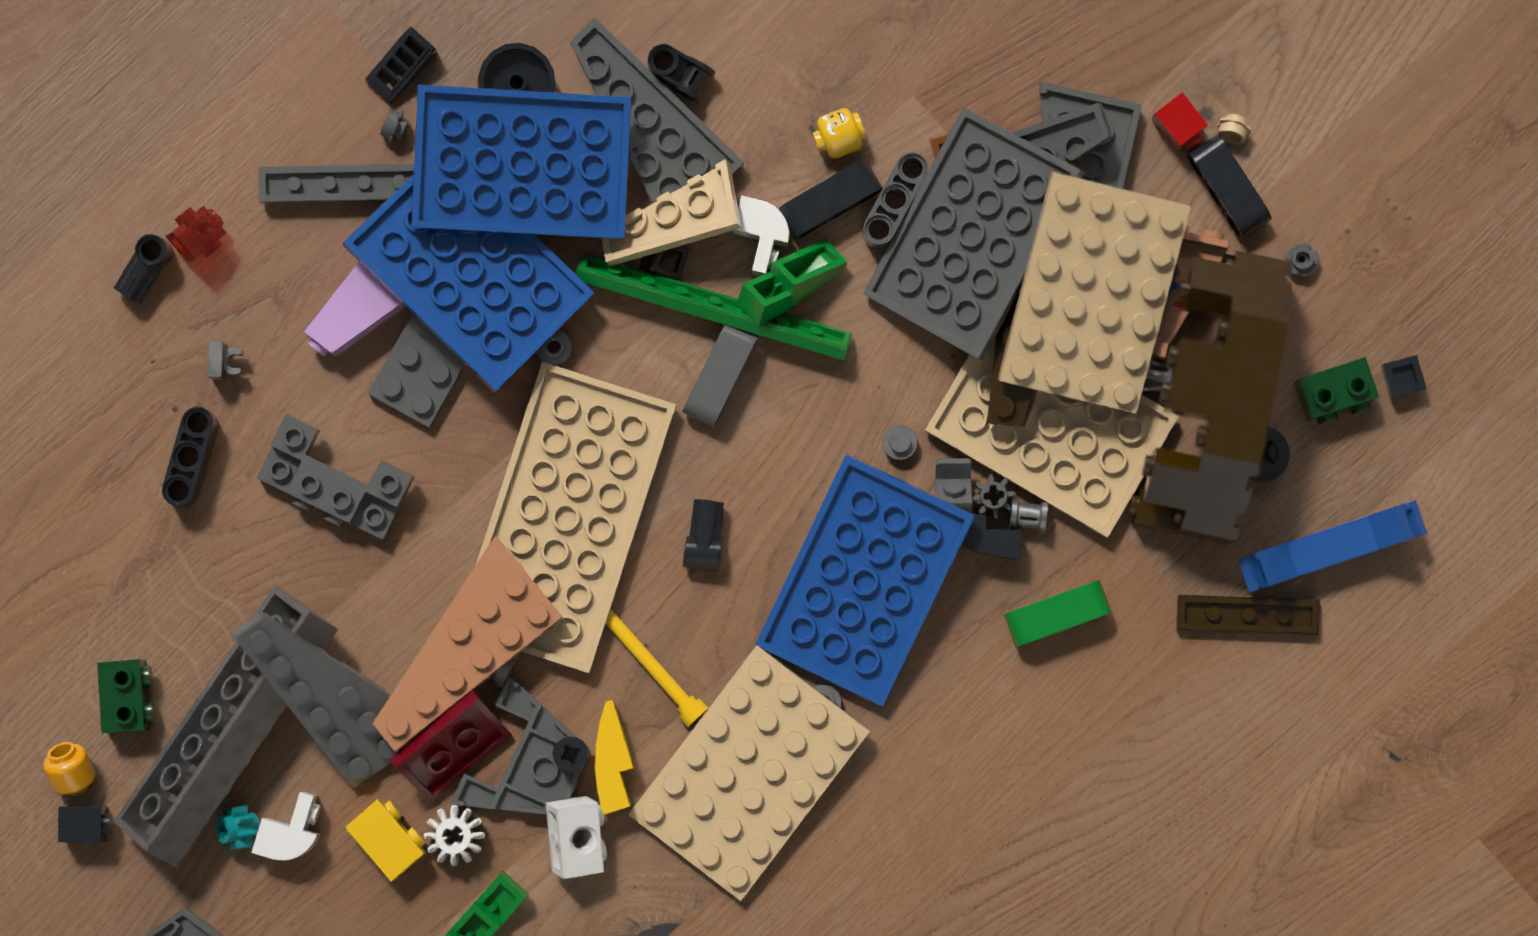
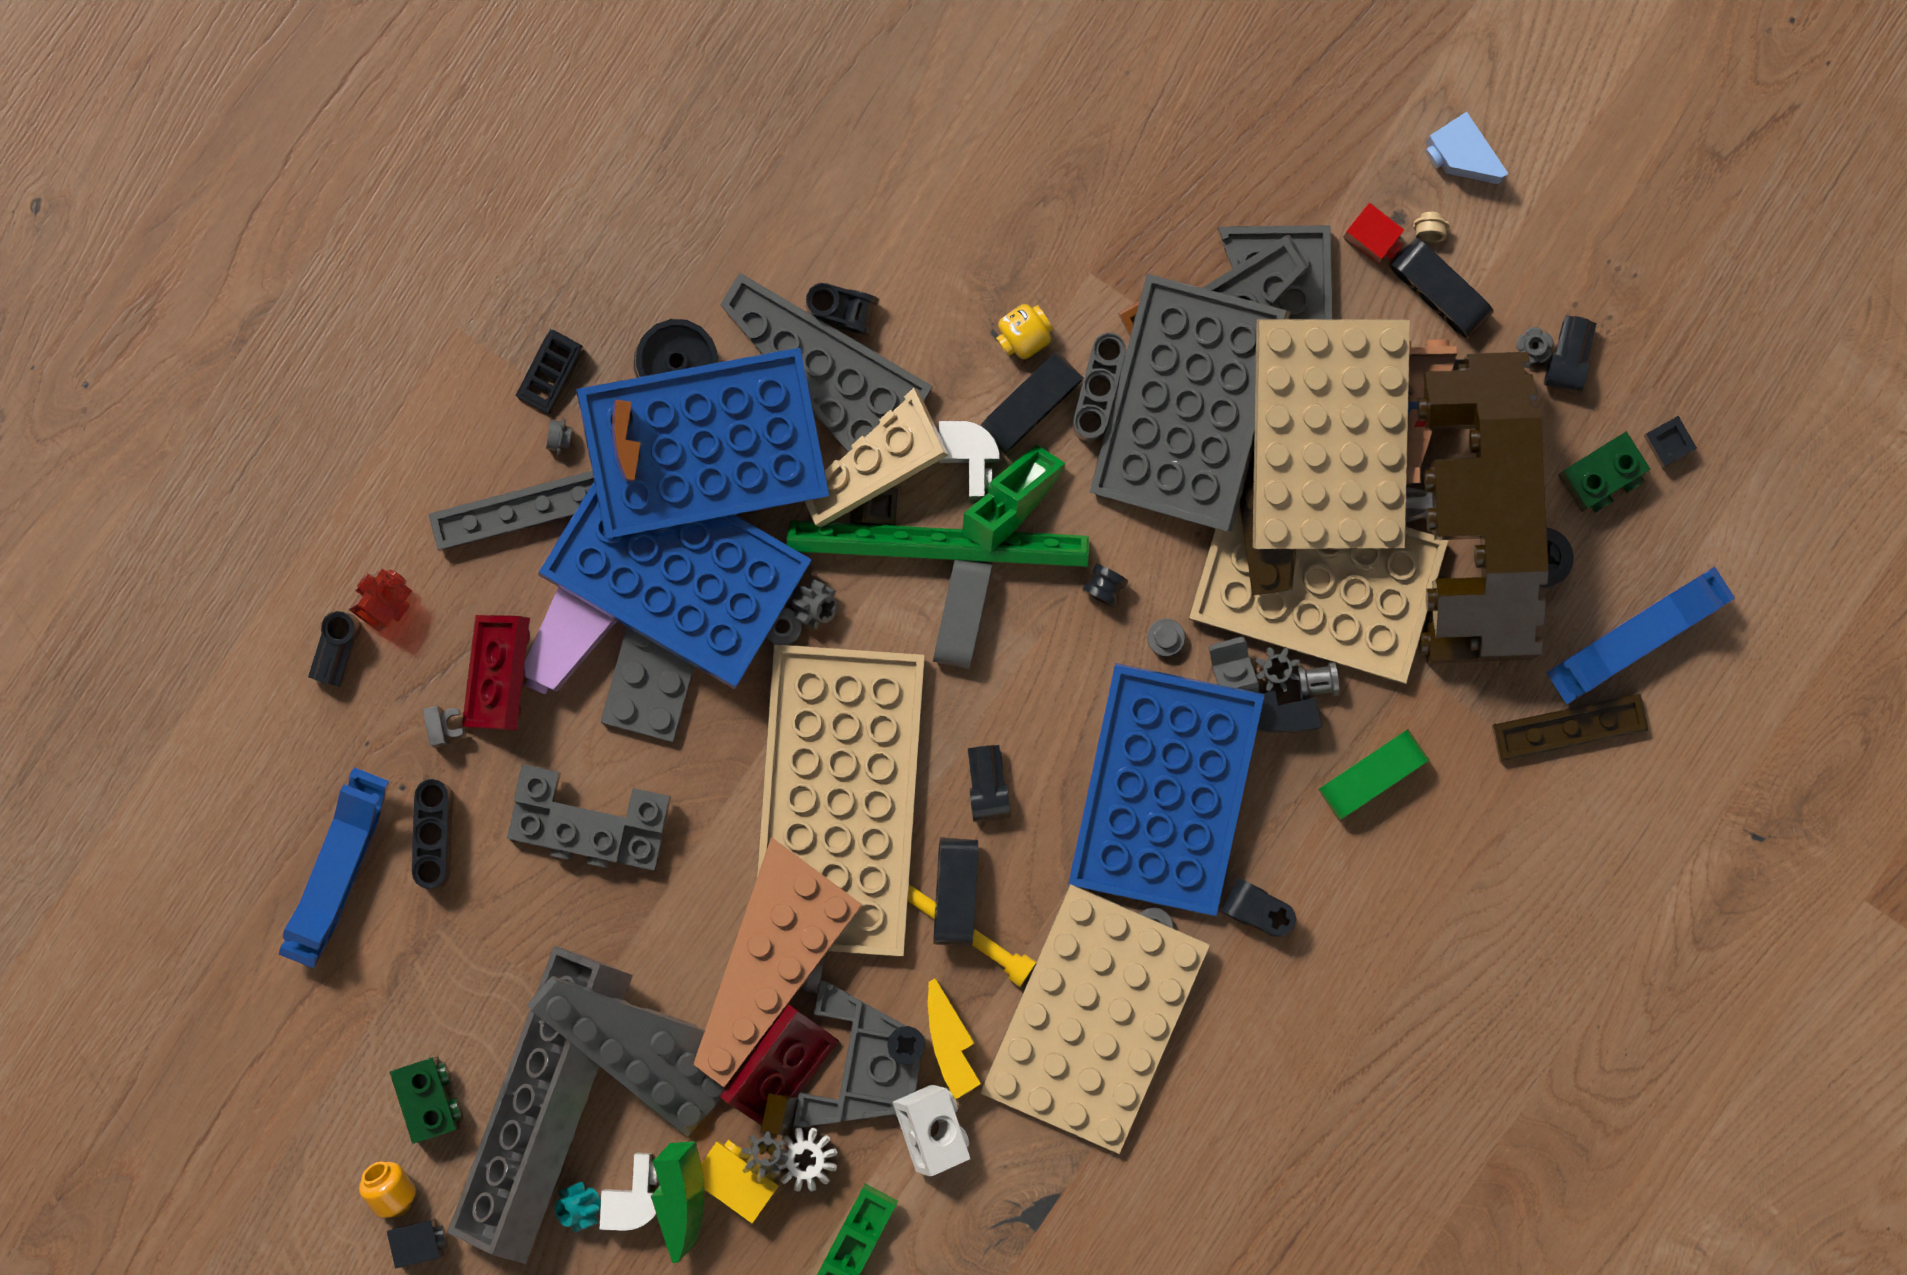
camera: 15 degrees left, 0 degrees up
(94, 467) = (335, 868): none -> blue piece
(284, 325) = (496, 672): none -> dark red plate
(330, 841) = (679, 1197): none -> green slope
(413, 832) = (764, 1166): none -> dark grey gear
(440, 789) = (779, 1114): none -> dark brown slope
(447, 150) = (625, 450): none -> dark orange slope
(587, 334) = (814, 604): none -> dark grey gear
(650, 626) = (955, 892): none -> black beam
(856, 381) = (1105, 585): none -> black wheel
(917, 707) = (1252, 906): none -> black piece
(1280, 67) = (1464, 152): none -> light blue slope
(1328, 283) = (1569, 363): none -> black piece

